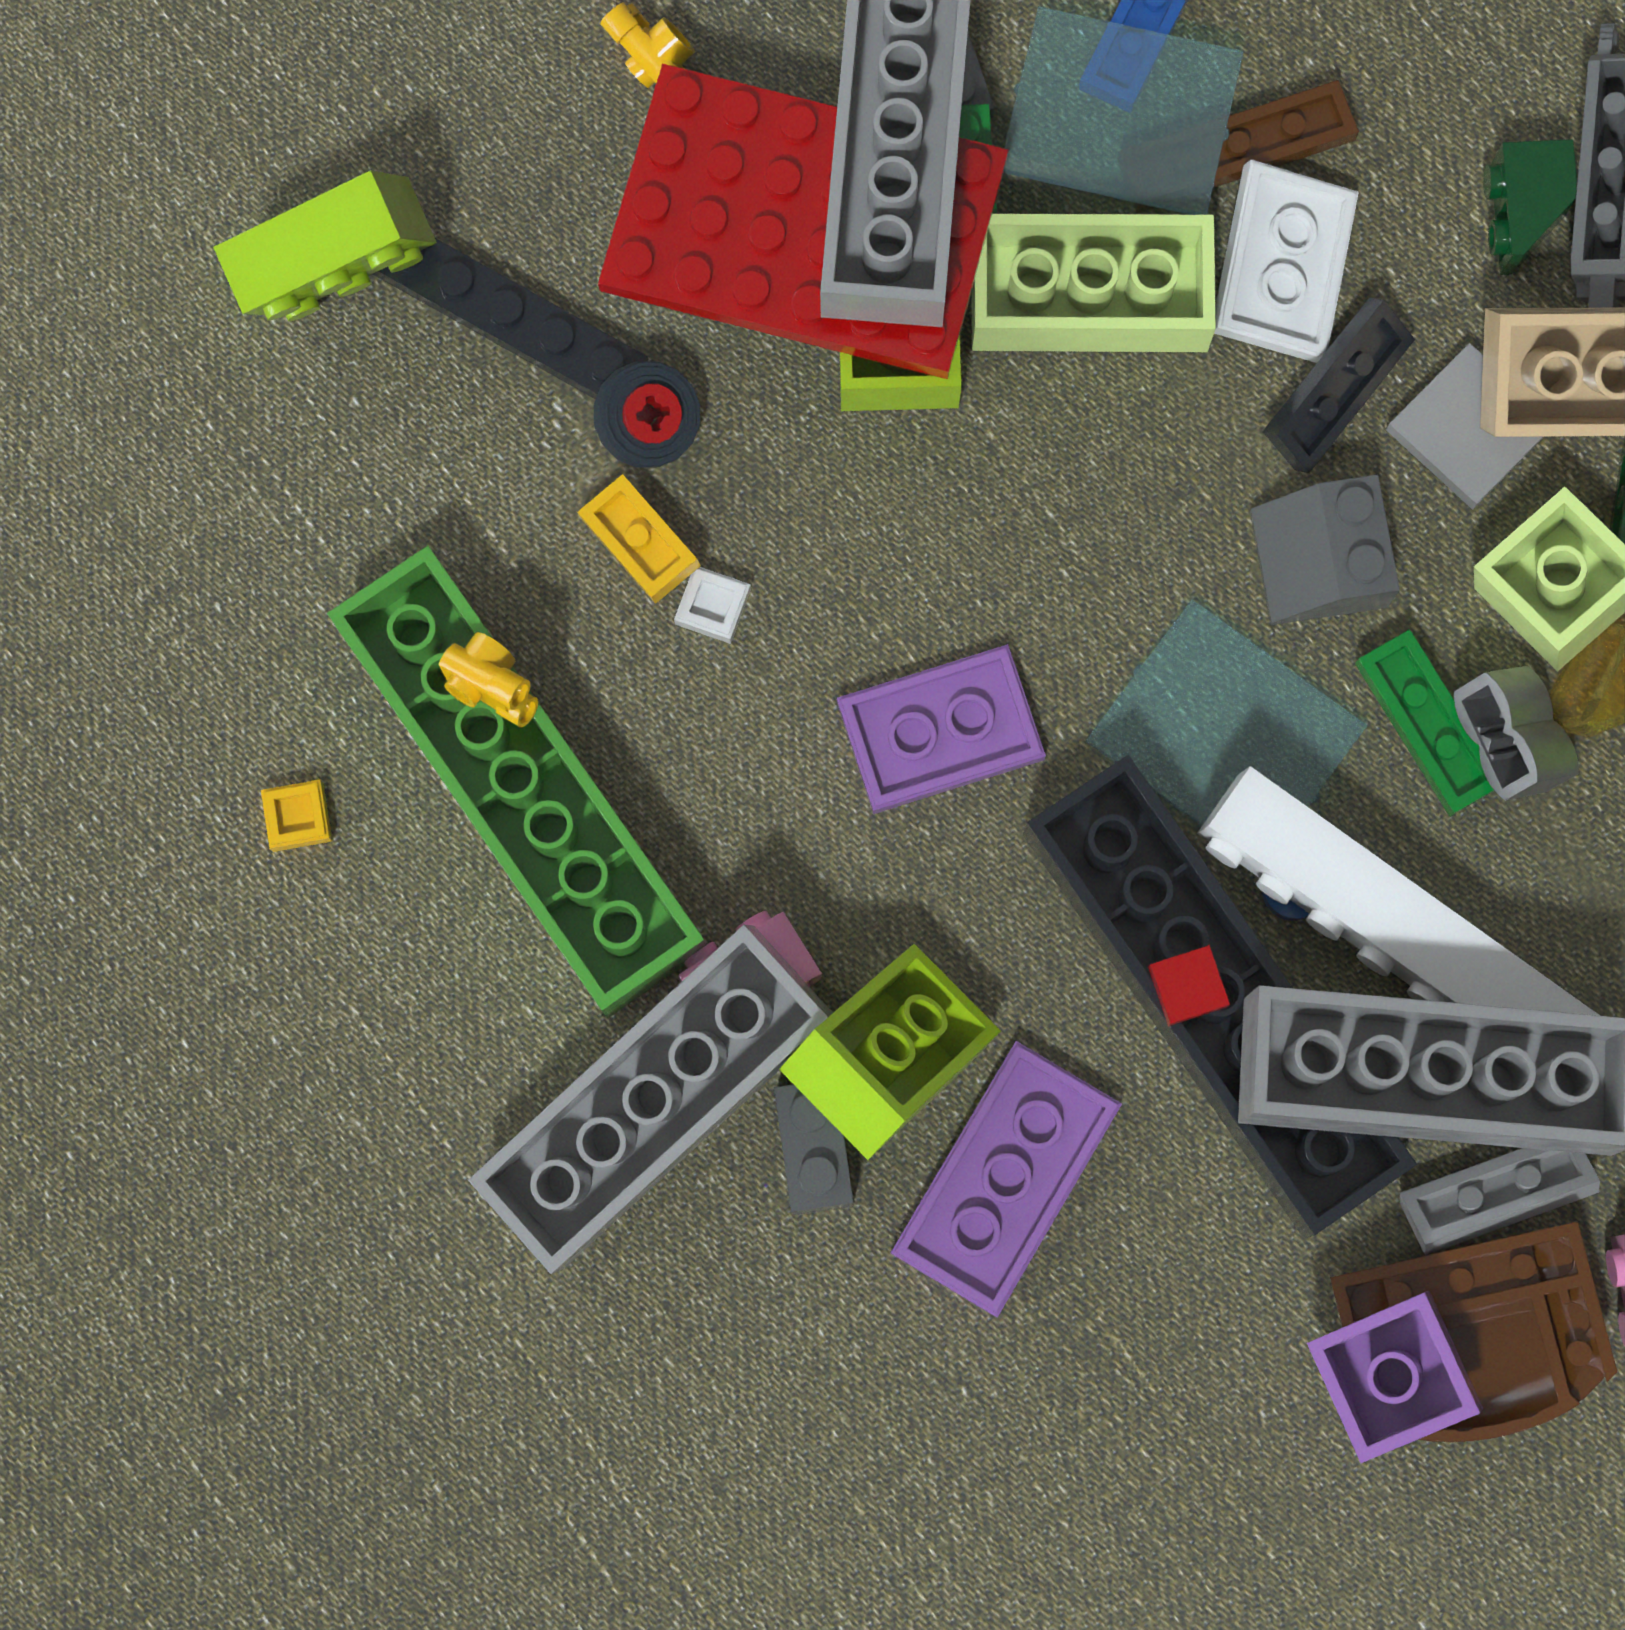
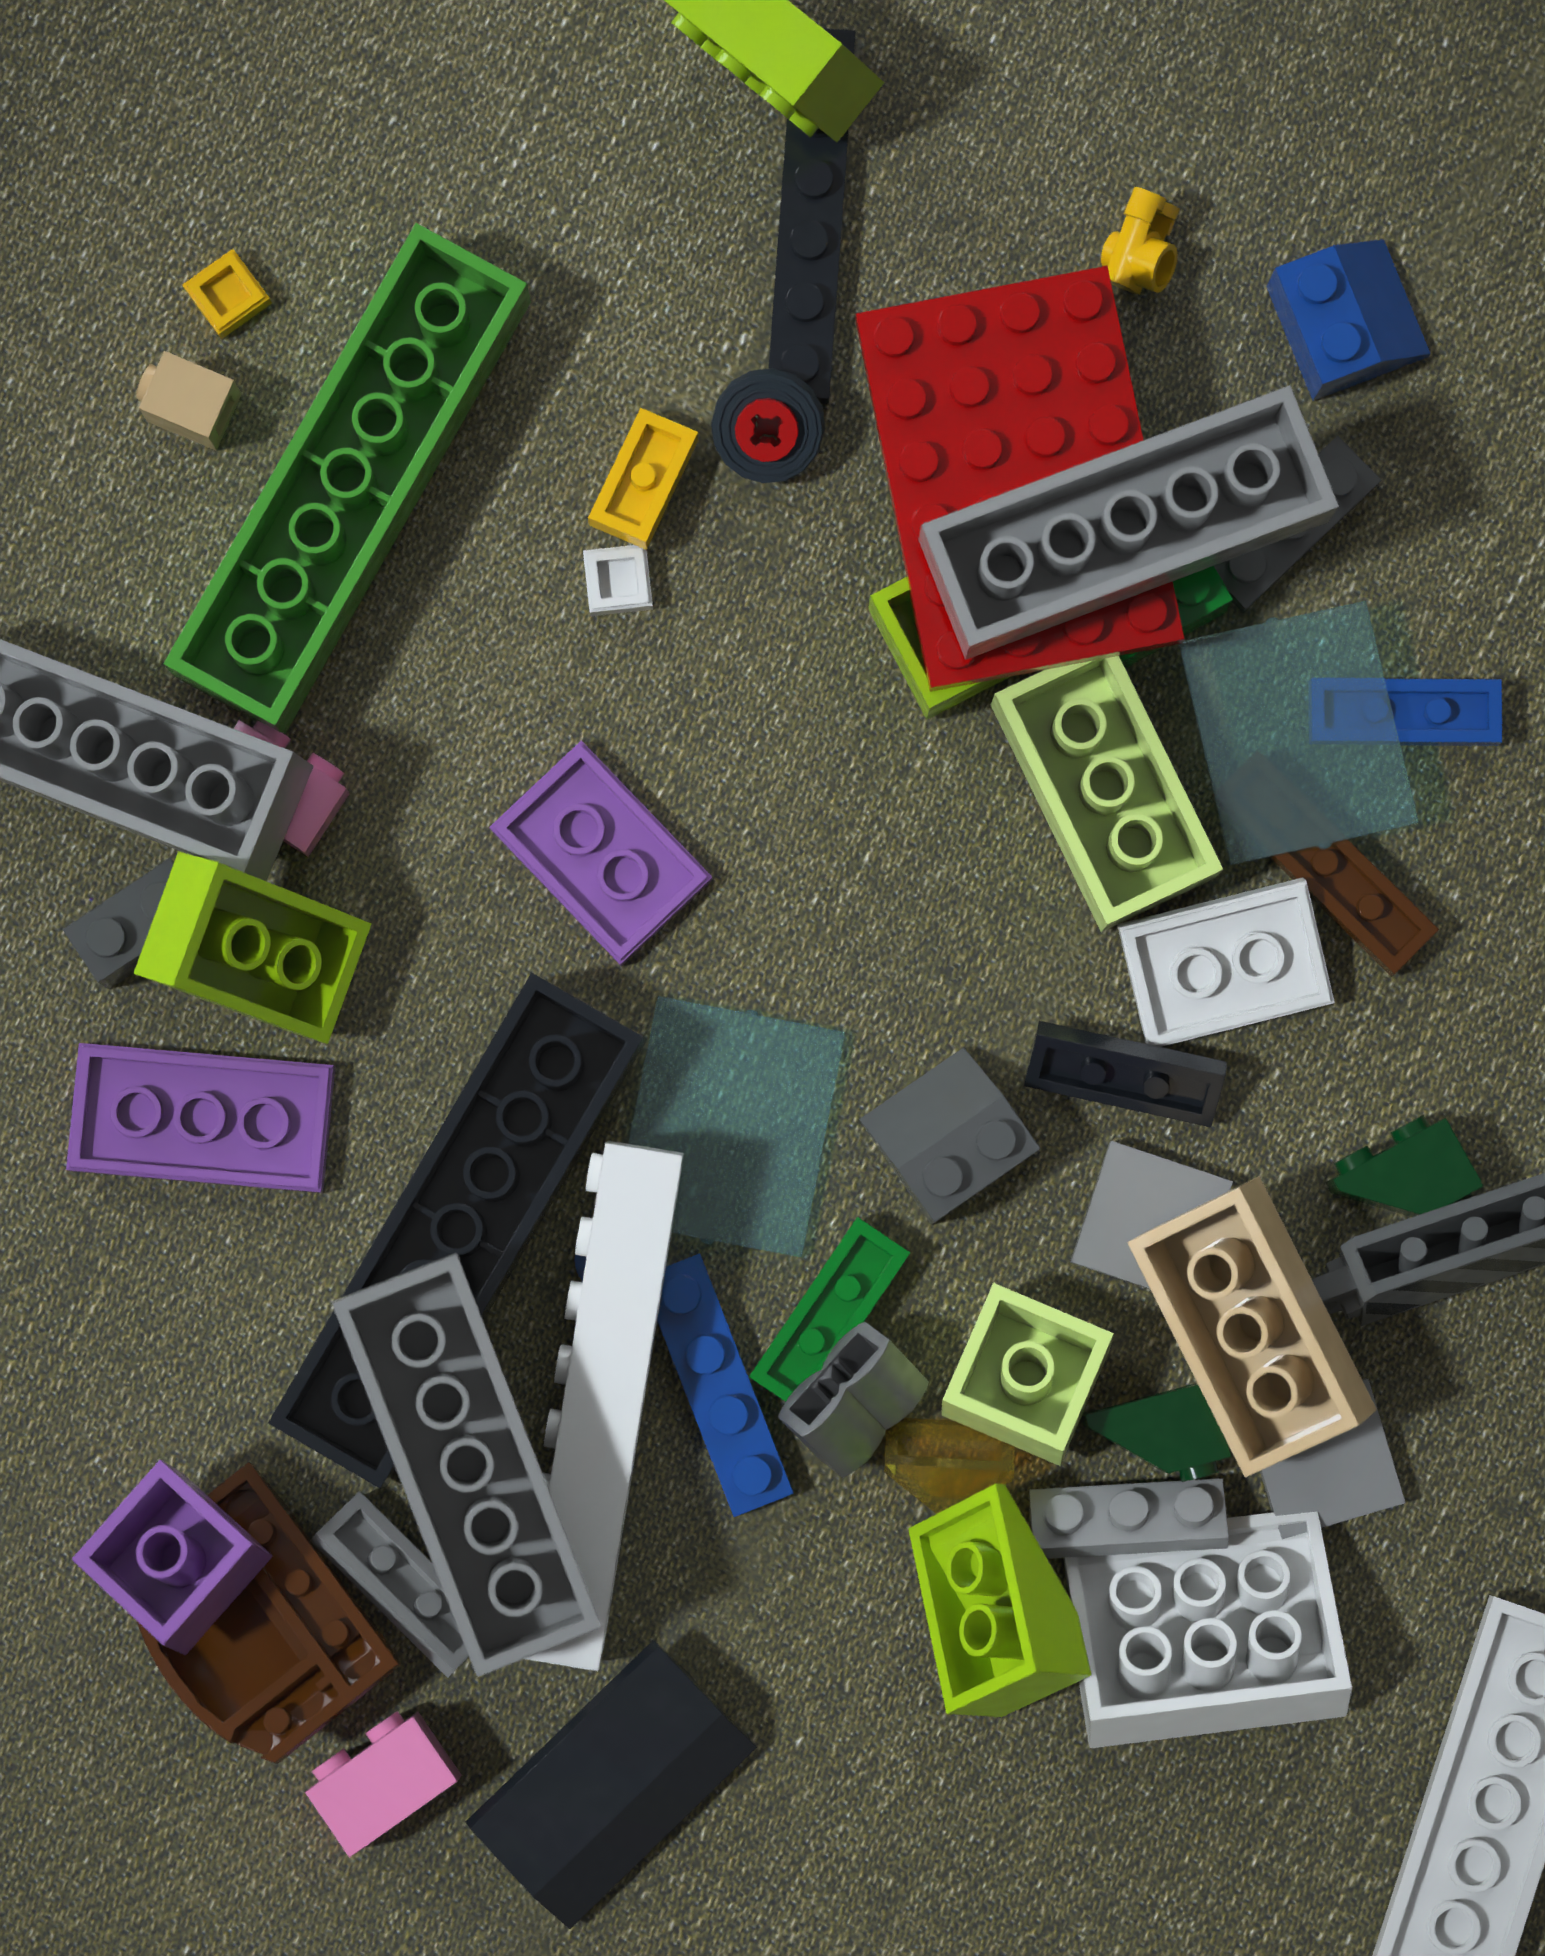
camera: 60 degrees right, 5 degrees up
(373, 889) = (188, 399): none -> tan brick
(484, 674) = (421, 393): yellow plate -> none
(1188, 985) = (444, 1195): red tile -> none
(1460, 846) = (719, 1389): none -> blue plate

